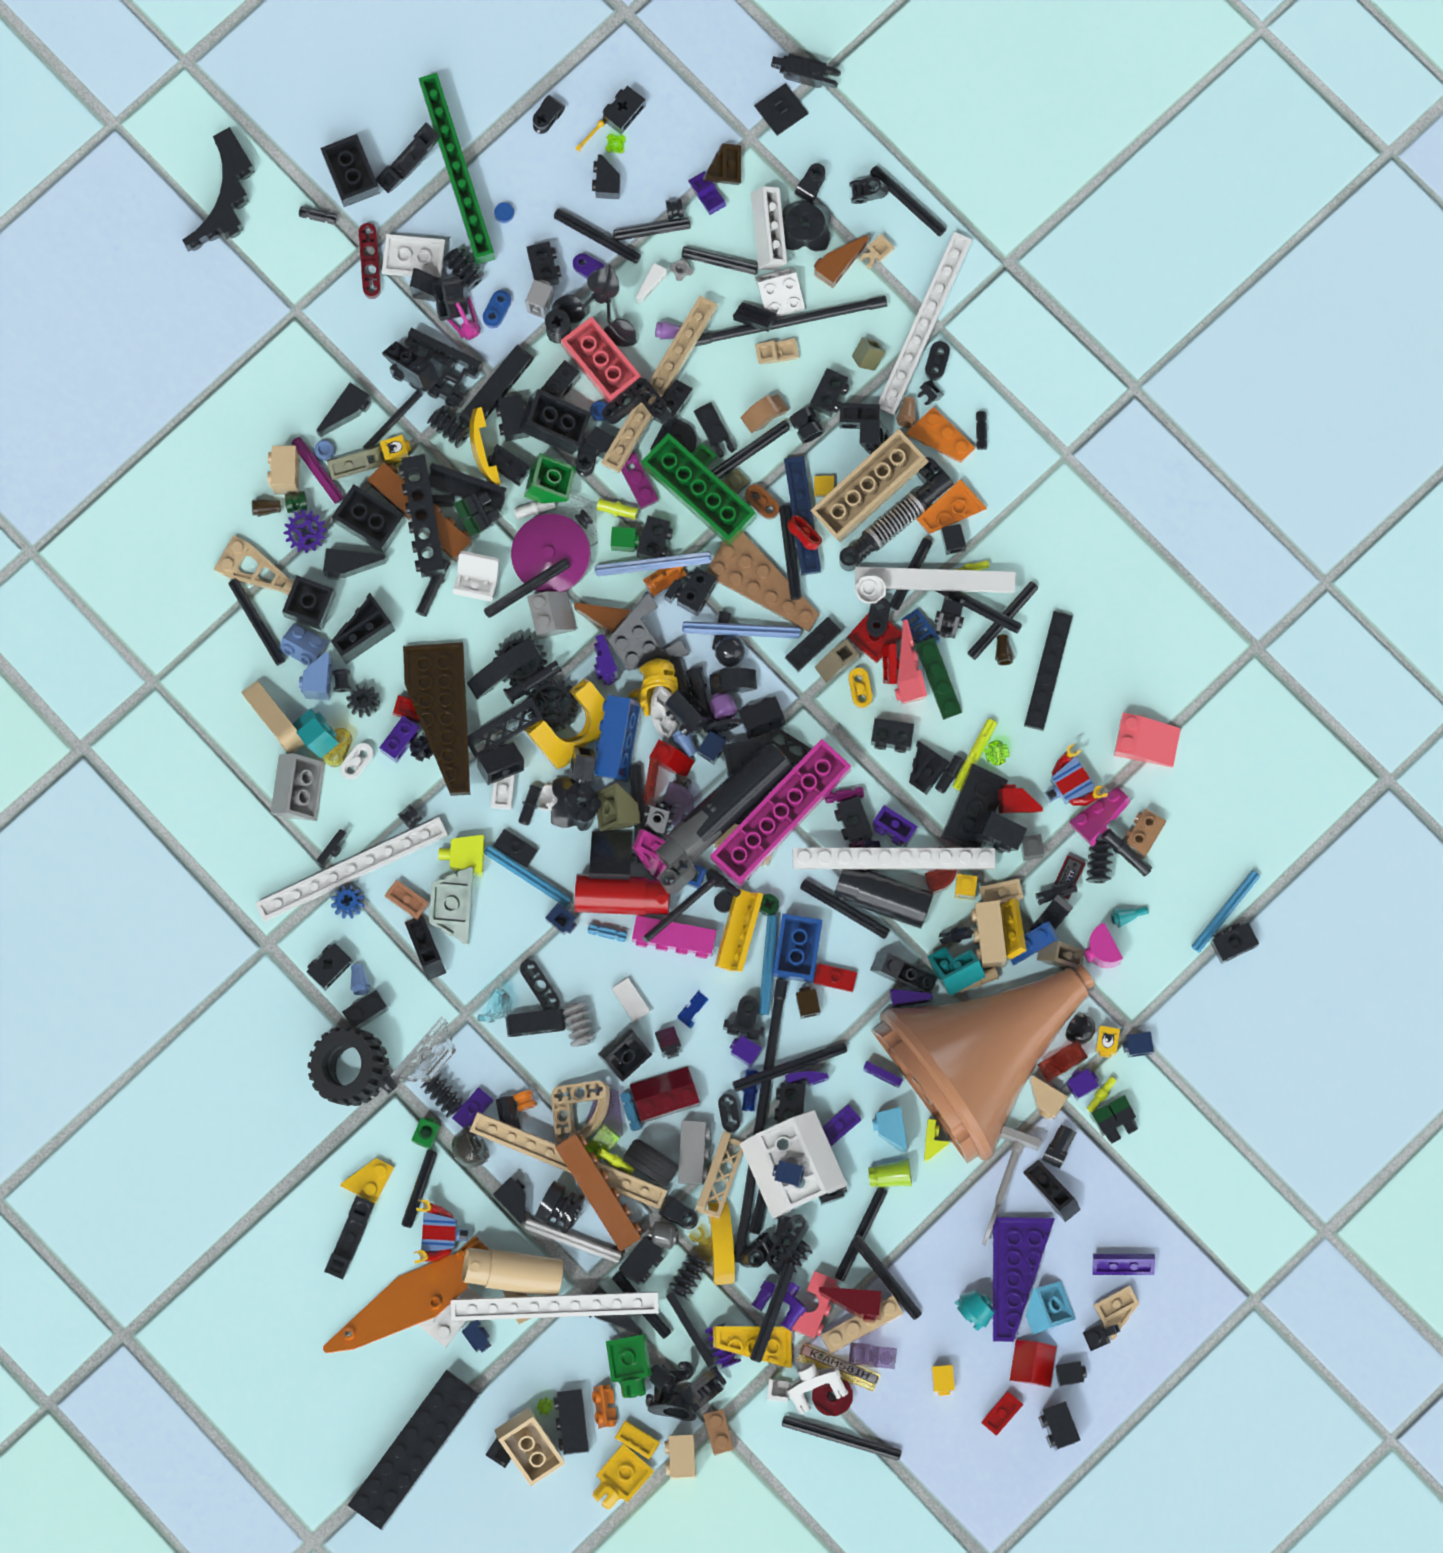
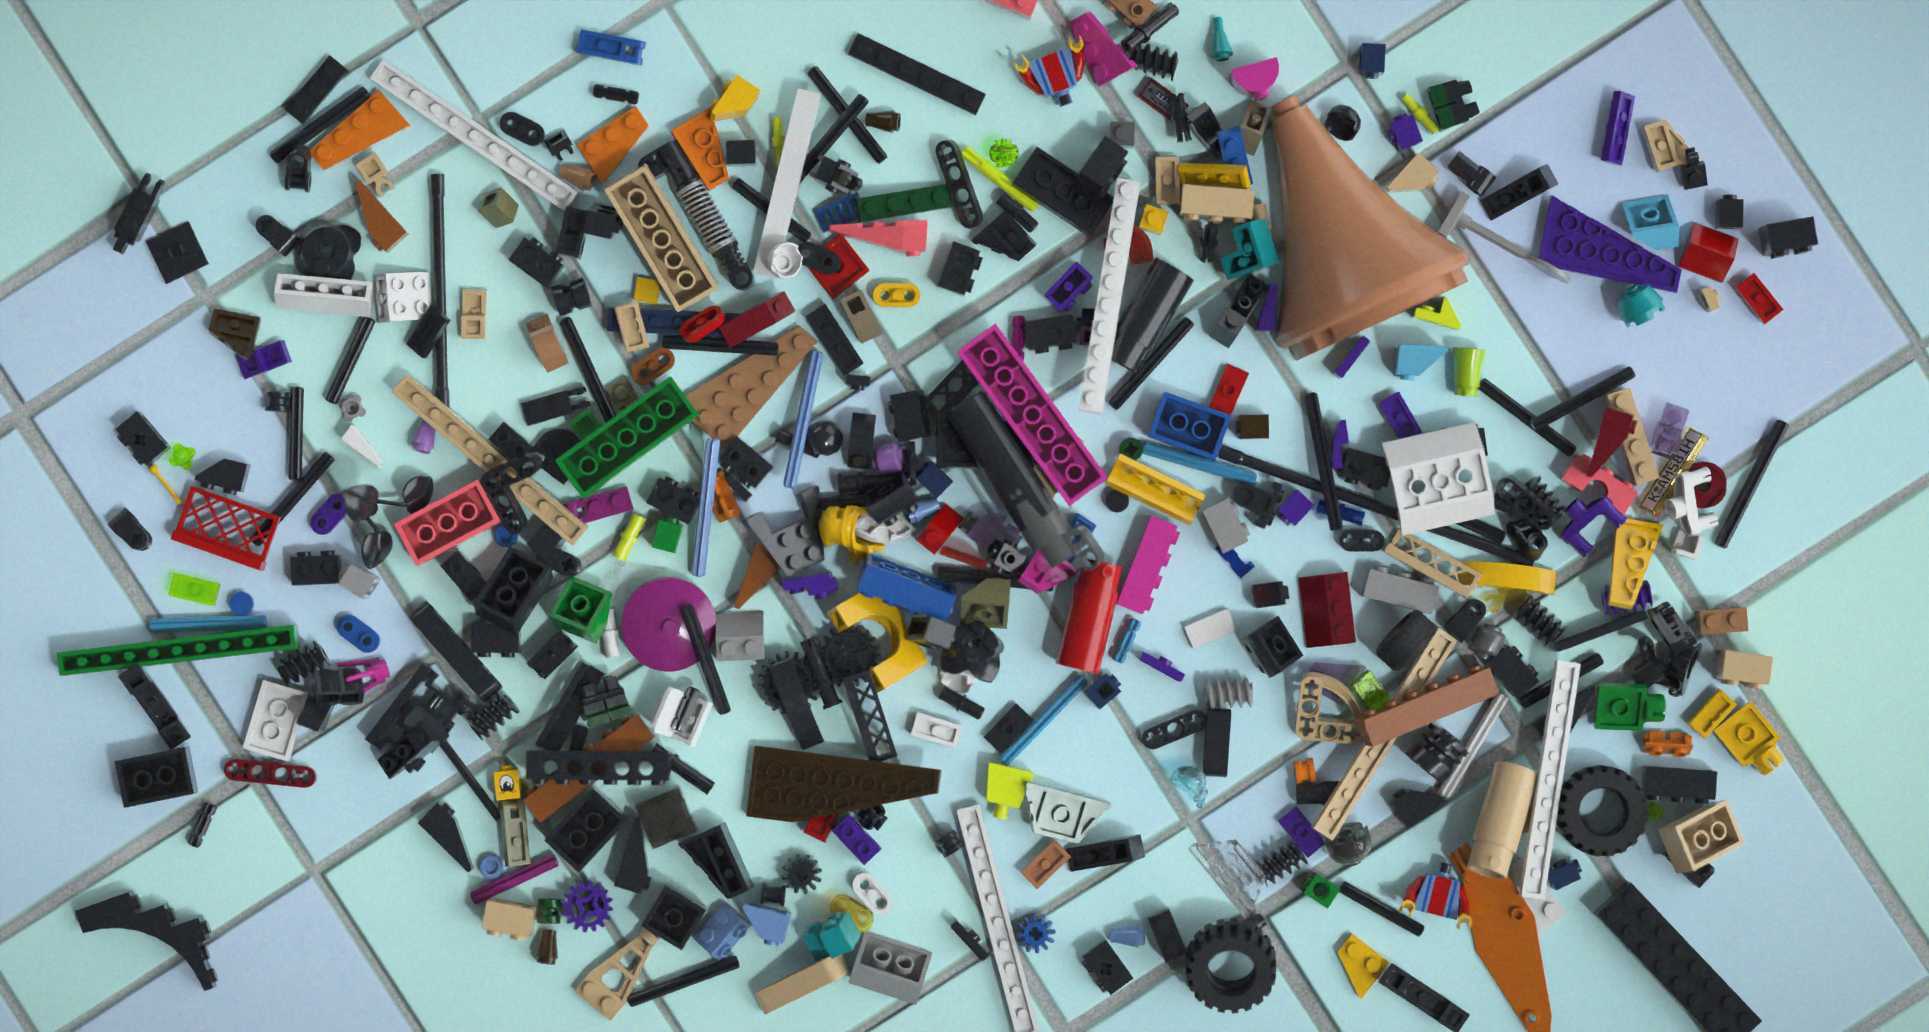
camera: 80 degrees left, 10 degrees up
(390, 581) = (666, 817): none -> clear smoke piece
(478, 421) = (498, 682): yellow slope -> none
(483, 189) = (207, 623): none -> dark azure axle
(483, 579) = (685, 709): none -> axle
(500, 763) = (908, 728): black brick -> none
(508, 173) = (194, 589): none -> clear neon green plate
(536, 1329) = (1633, 815): none -> black tyre
(547, 180) = (220, 548): none -> red fence
(557, 325) = (401, 573): black piece -> none
(584, 519) = (636, 578): black bush -> none
(591, 965) = (1162, 665): none -> dark purple plate
(610, 855) = (1041, 620): black tile -> none
(615, 1161) = (1392, 681): neon yellow bar -> none
(631, 1111) = (1338, 651): dark azure axle -> none
(714, 879) = (1089, 506): black bar -> none
(719, 995) = (1225, 525): none -> light grey brick
(772, 1312) = (1603, 534): black axle -> none
(781, 670) = (858, 382): none -> black plate
(788, 1173) = (1455, 486): dark blue brick -> none
(791, 476) = (632, 327): none -> tan plate
(817, 575) = (756, 318): none -> dark red slope
(890, 663) = (876, 255): red plate -> none
(914, 237) = (359, 131): none -> orange wing
(936, 193) = (316, 90): none -> black plate
(943, 1380) = (1709, 357): yellow brick -> none
(965, 724) = (962, 182): none -> black beam
(993, 1371) = (1710, 298): none -> tan plate
(995, 526) = (736, 101): none -> yellow slope
(1016, 800) = (1065, 142): red slope -> none
(1019, 418) = (610, 47): none -> blue plate
(1062, 1061) = (1376, 150): clear red brick -> none
(1107, 1041) = (1361, 94): yellow brick -> none

